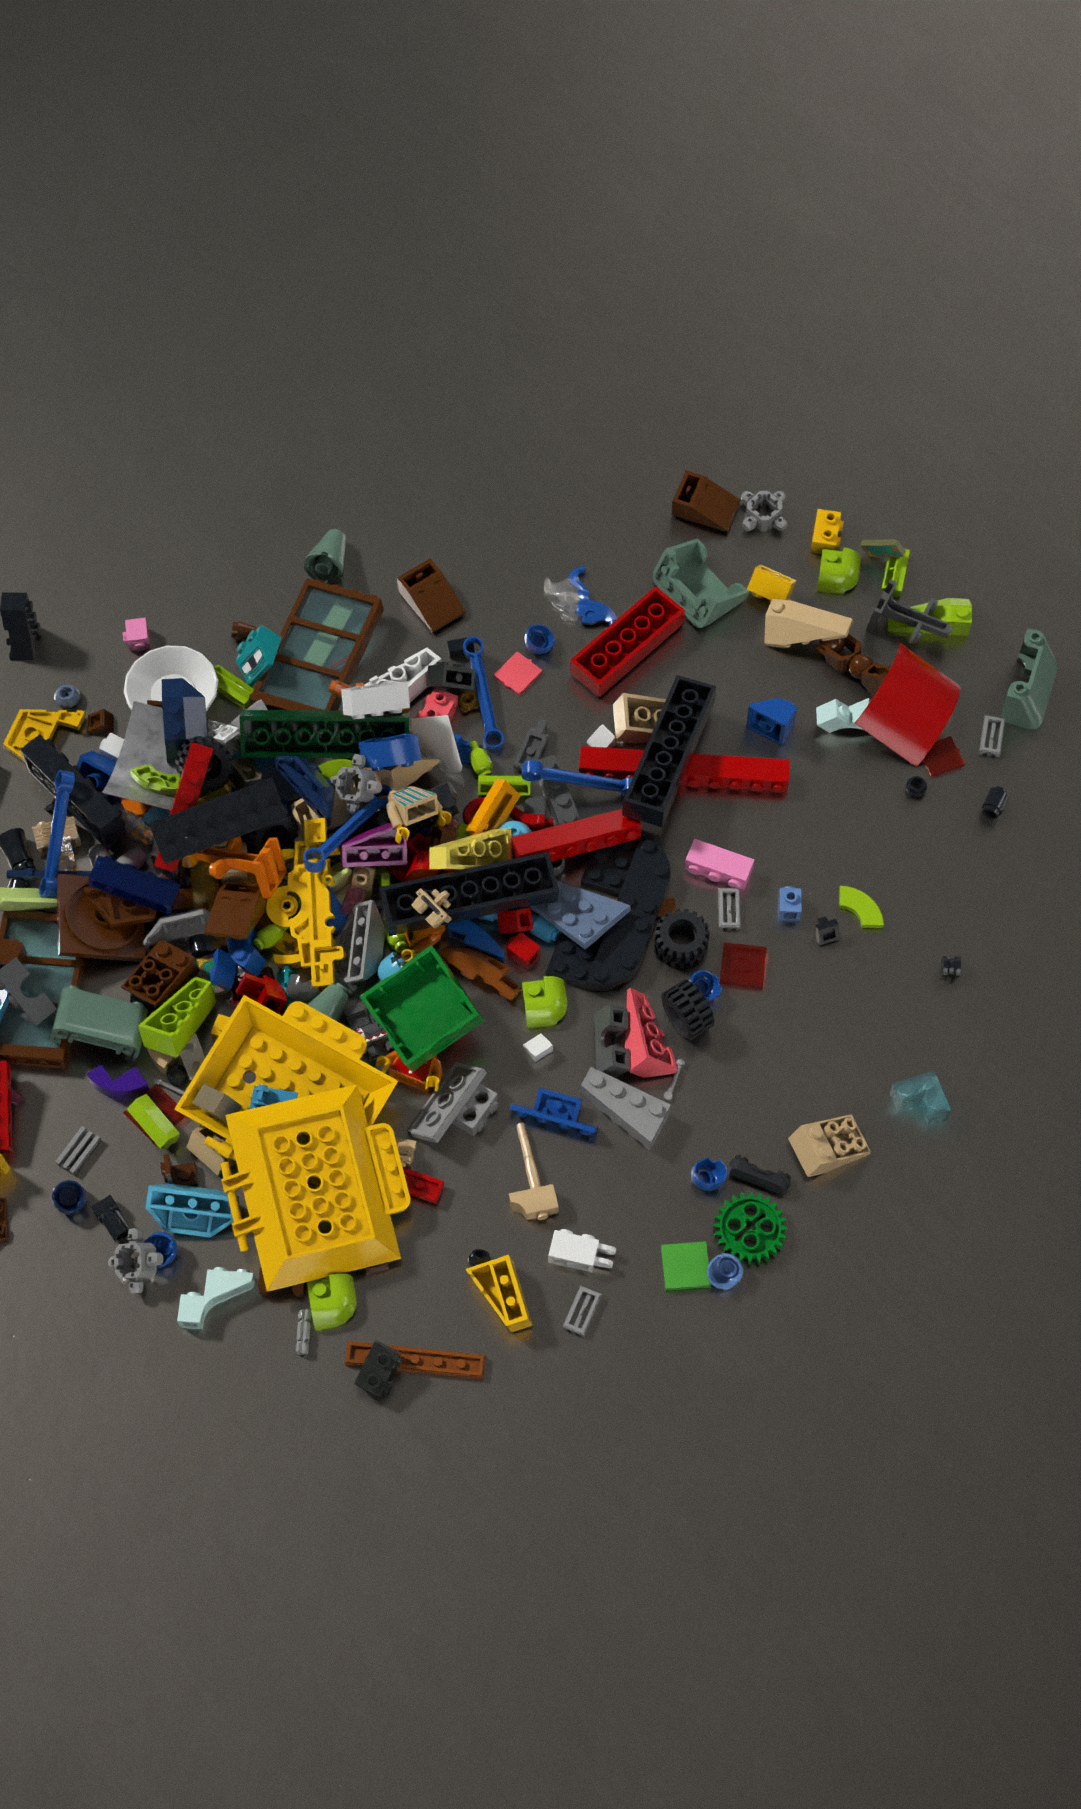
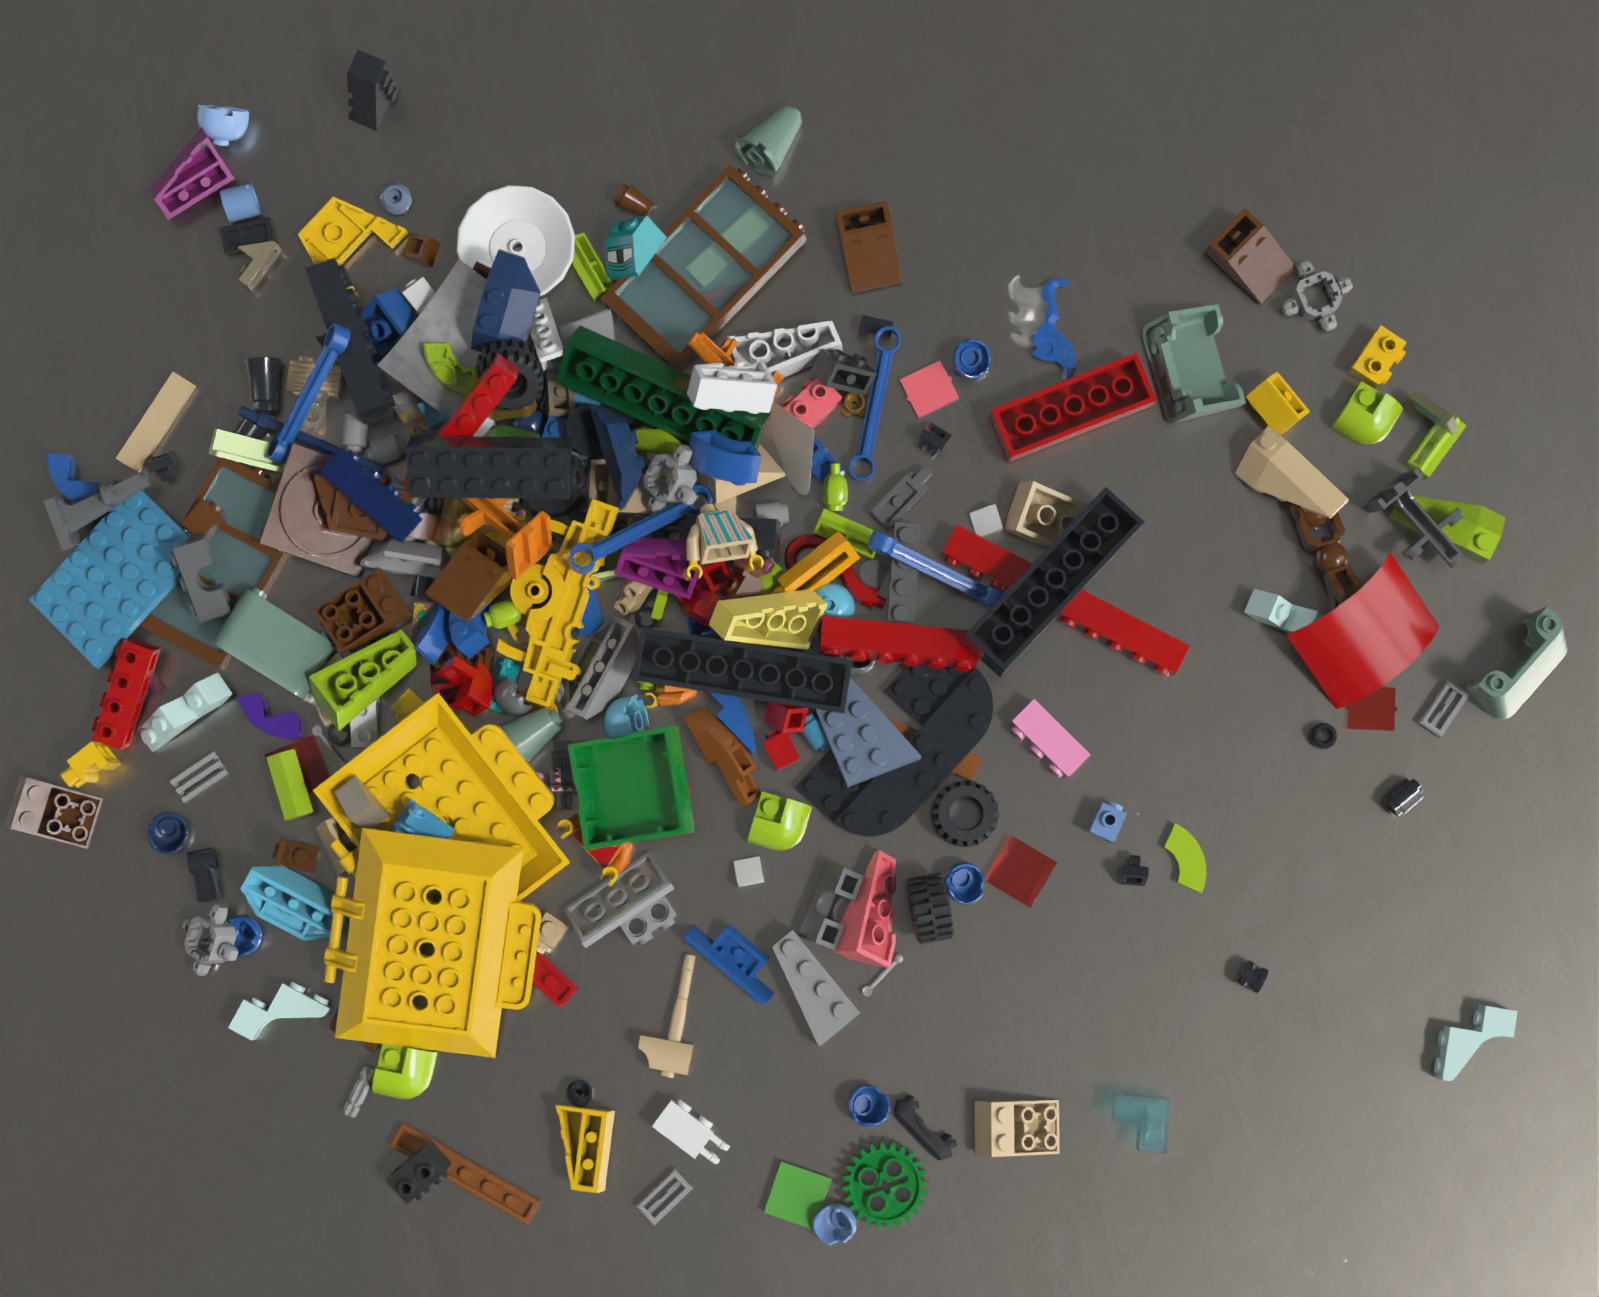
camera: 20 degrees right, 20 degrees up
(43, 1106) = (183, 711): none -> light aqua arch
(136, 634) = (505, 152): bright pink brick -> none
(350, 899) = (613, 607): clear pink arm -> none
(424, 901) = (693, 679): tan hips -> none
(537, 699) = (935, 436): none -> black tile
(729, 924) = (1028, 816): light grey tile -> none
(772, 719) = (1195, 585): blue slope -> none

